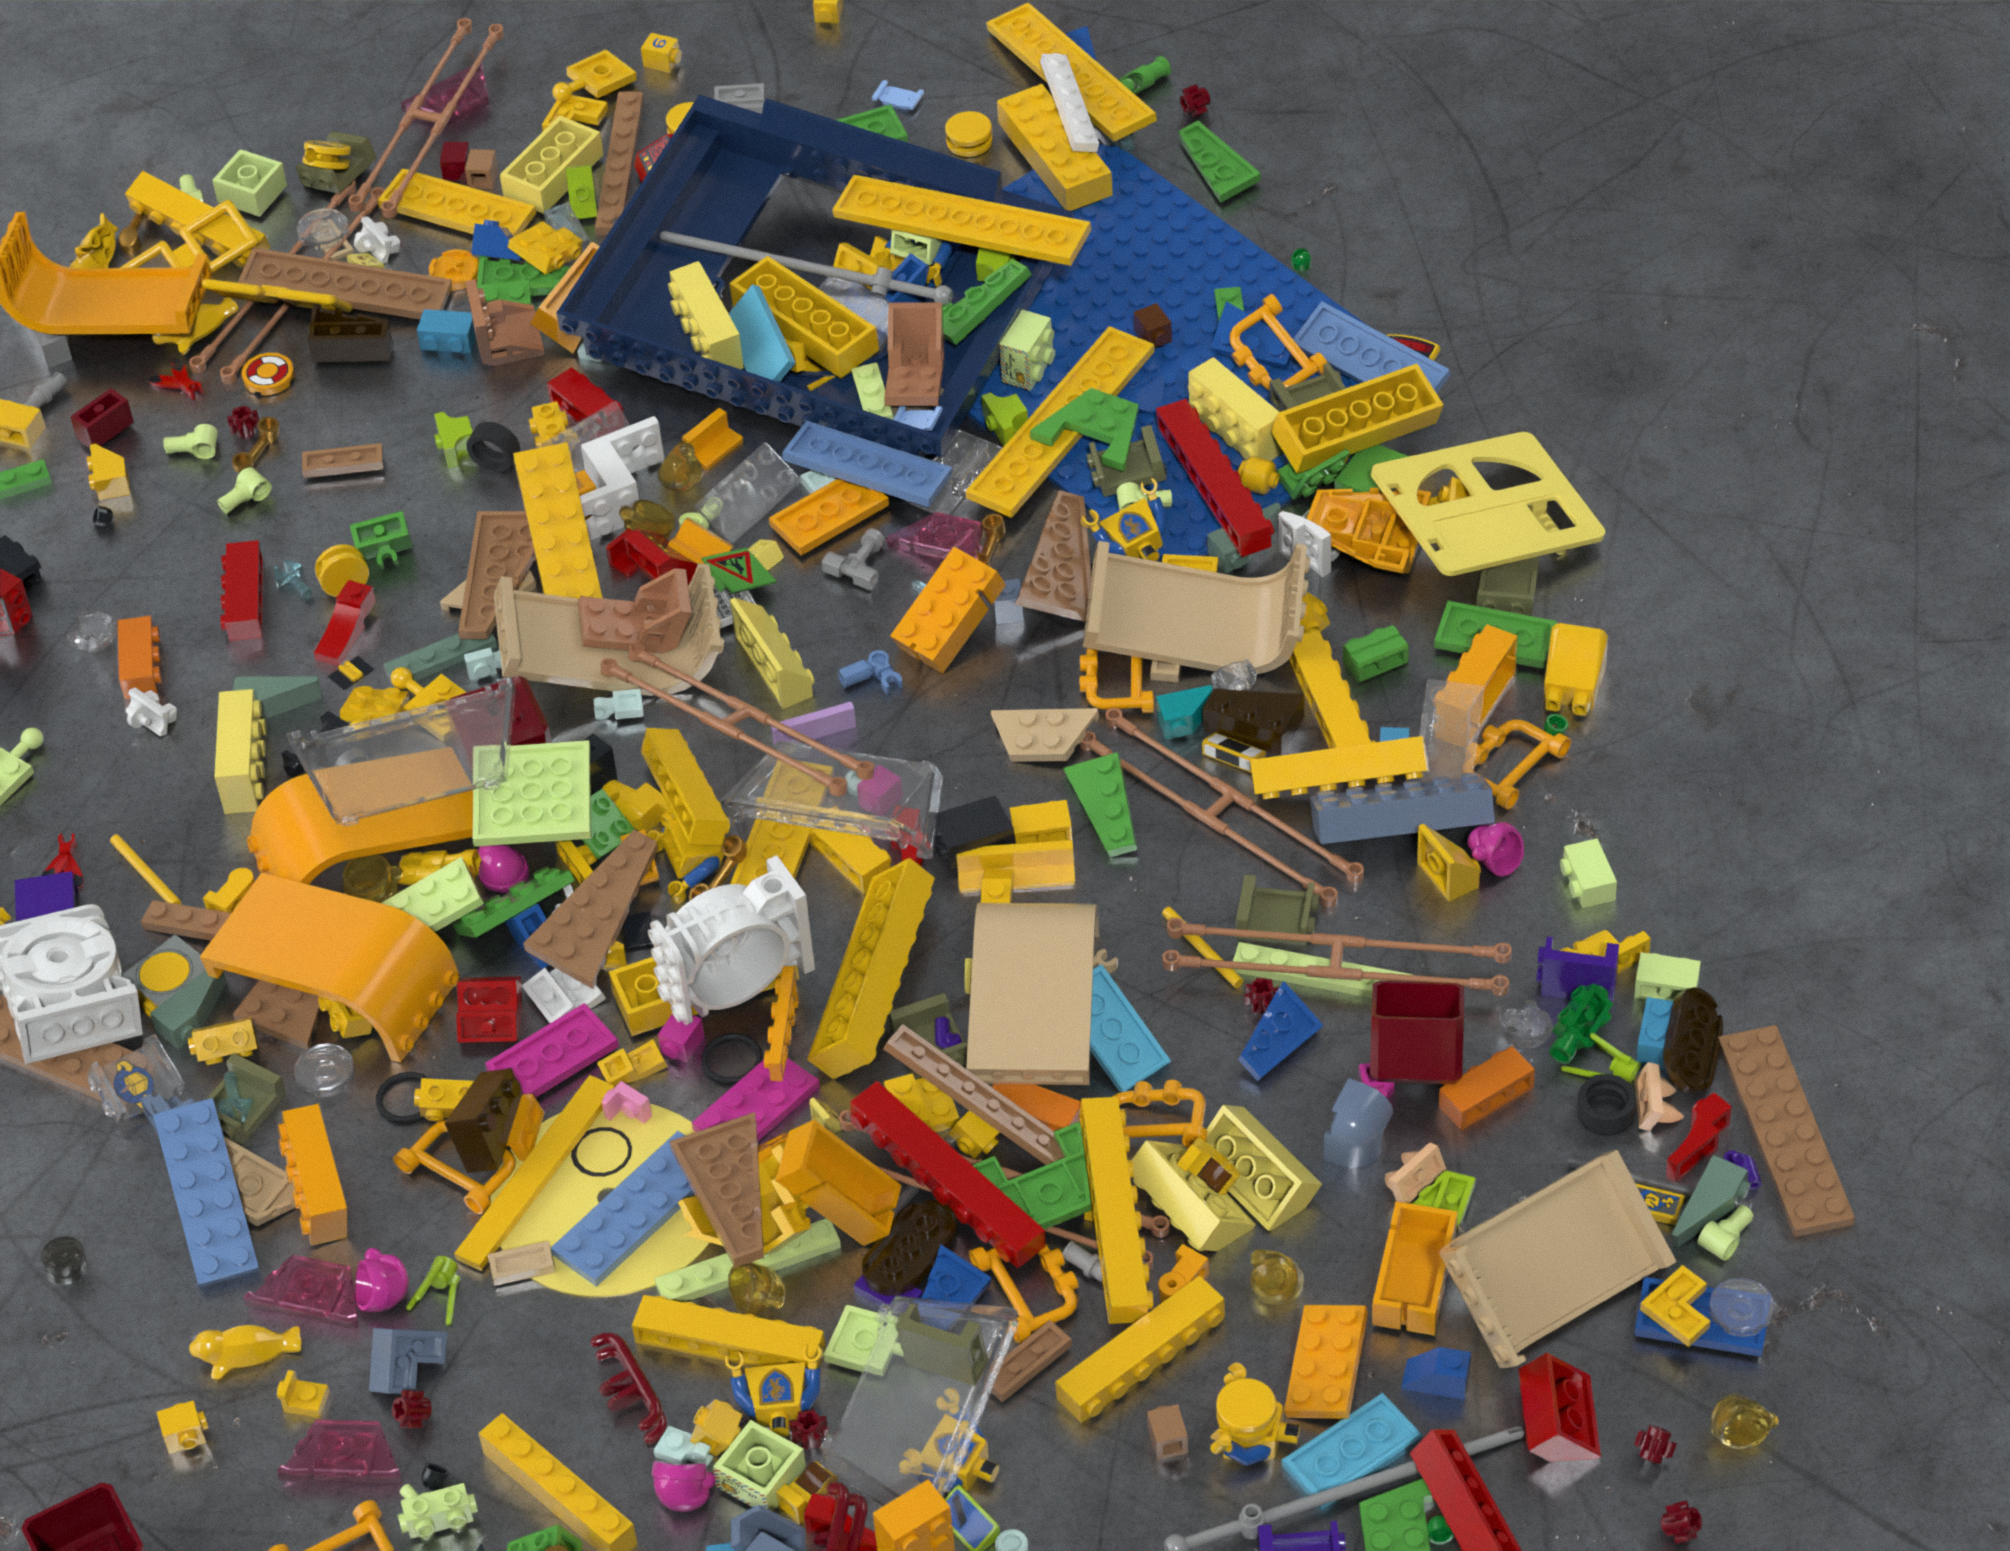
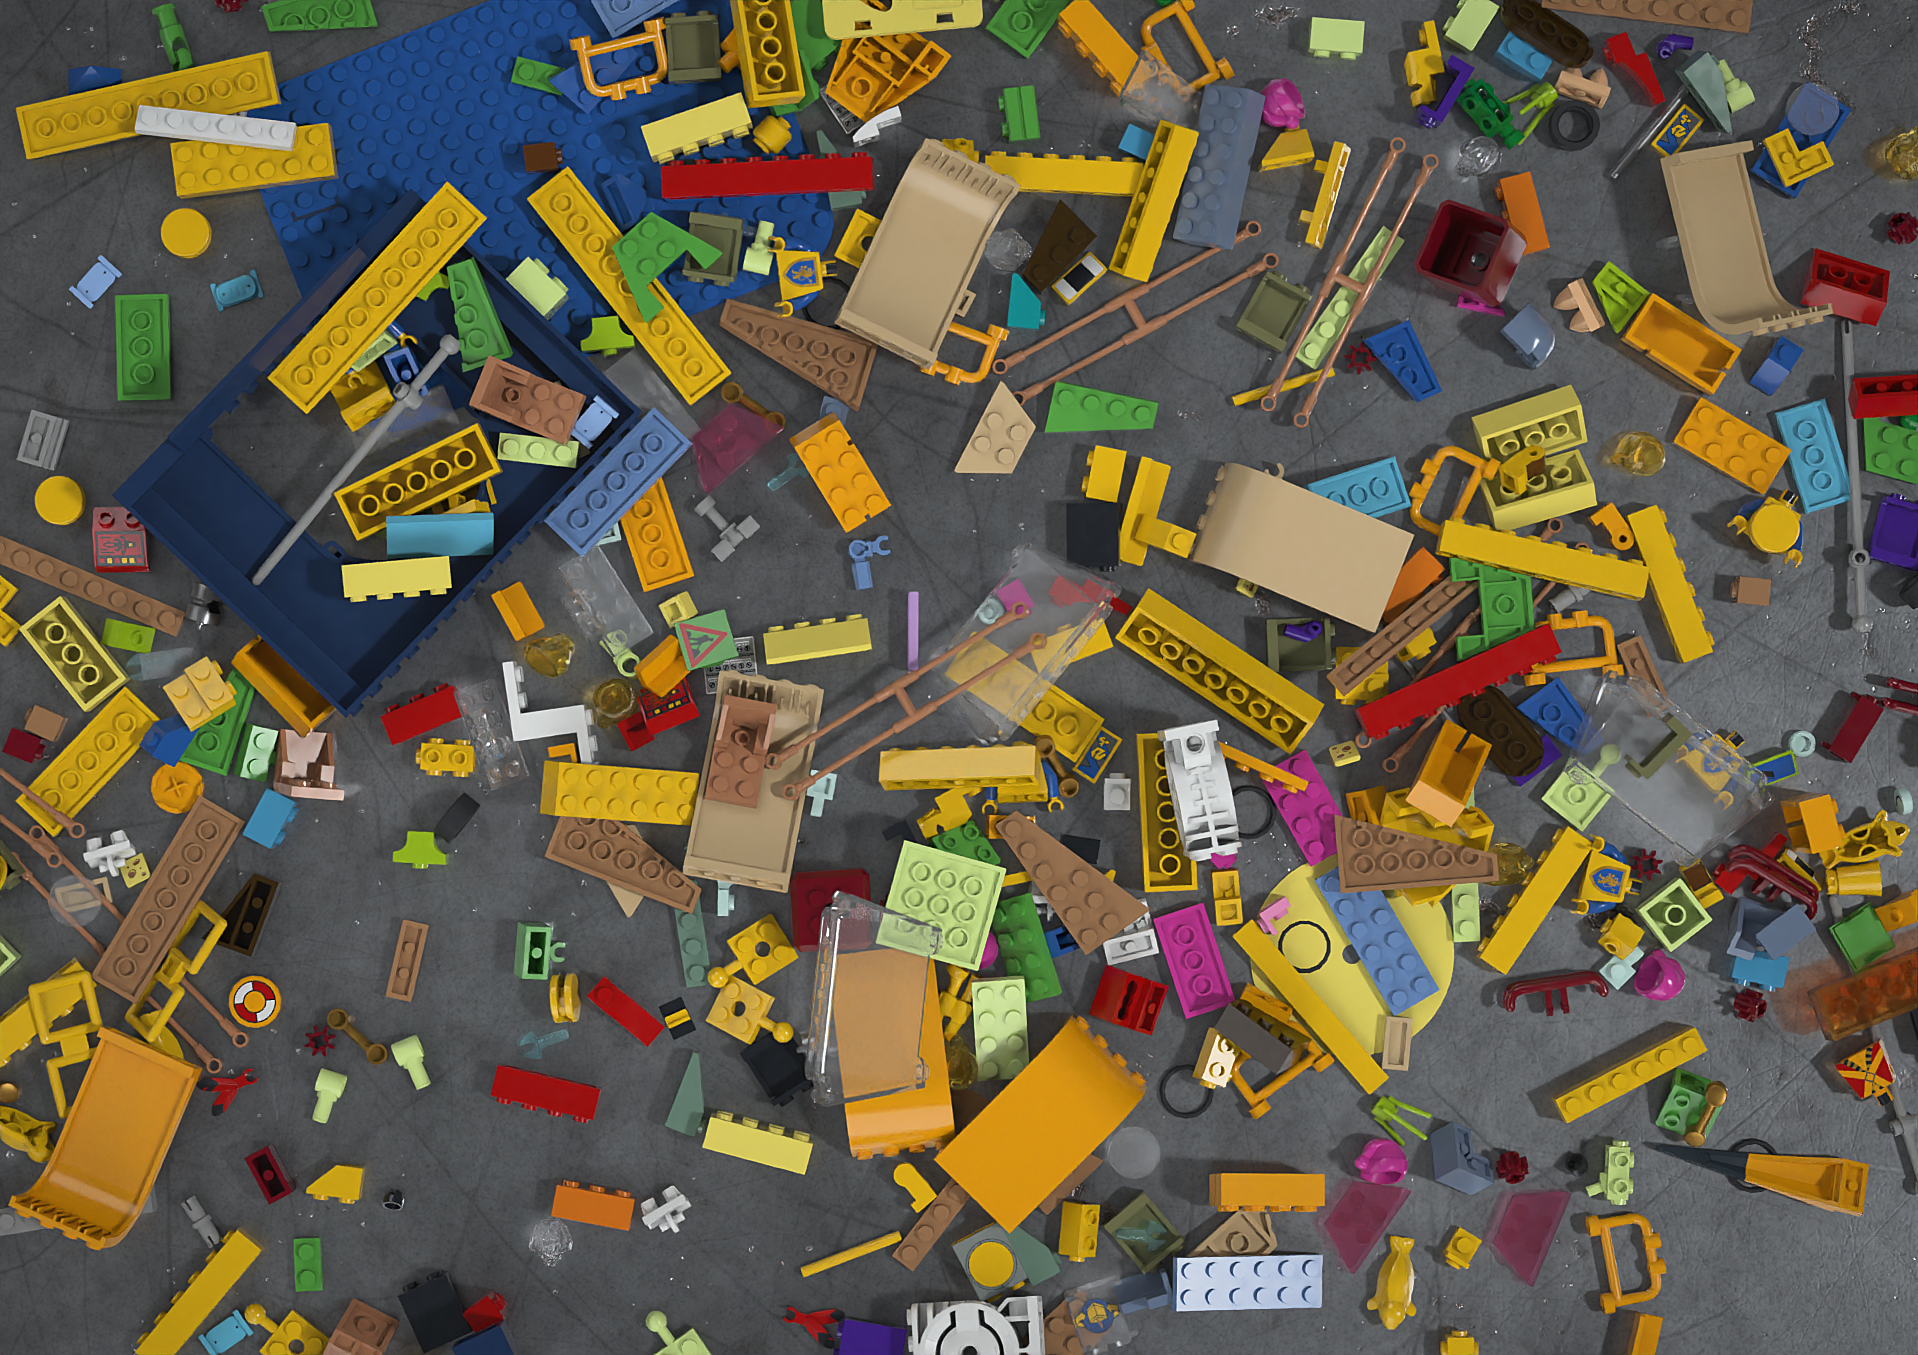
camera: 75 degrees left, 40 degrees up
(1420, 916) = (1334, 172): none -> yellow hinge

